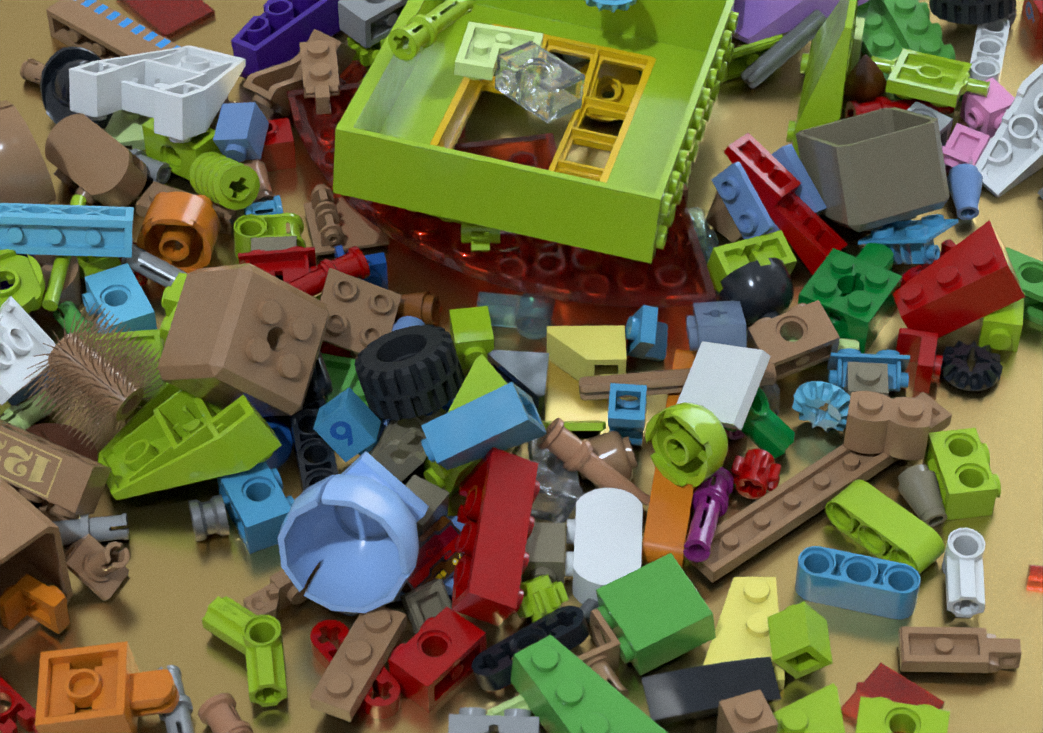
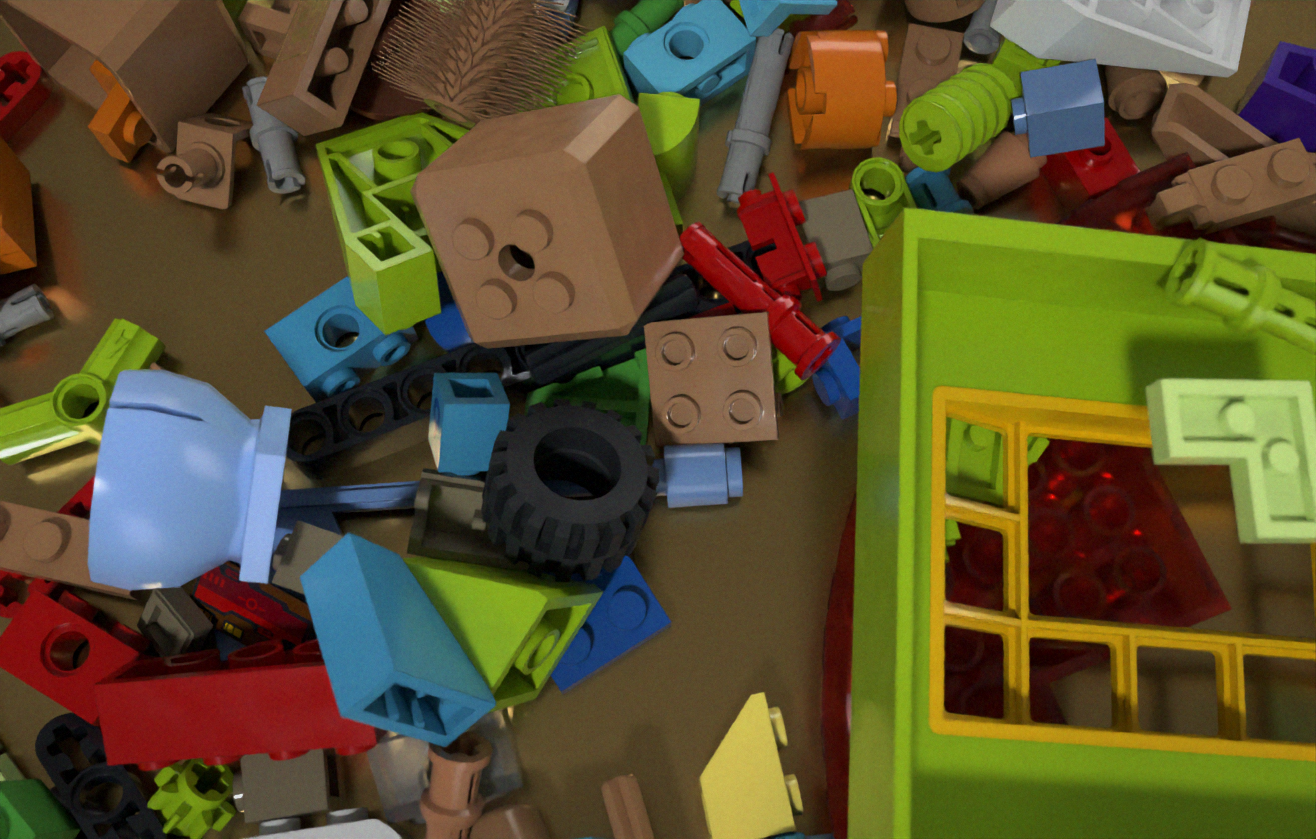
camera: 80 degrees right, 25 degrees up
(209, 517) = (305, 273): flat silver wheel -> none
(420, 305) = (787, 469): dark orange cone -> none
(471, 333) = (736, 572): lime brick -> none
(526, 313) = (807, 603): clear light blue piece -> none
(526, 371) = (661, 680): slope -> none
(539, 81) = (1206, 540): clear brick -> none
(581, 425) = (559, 768): lime piece -> none

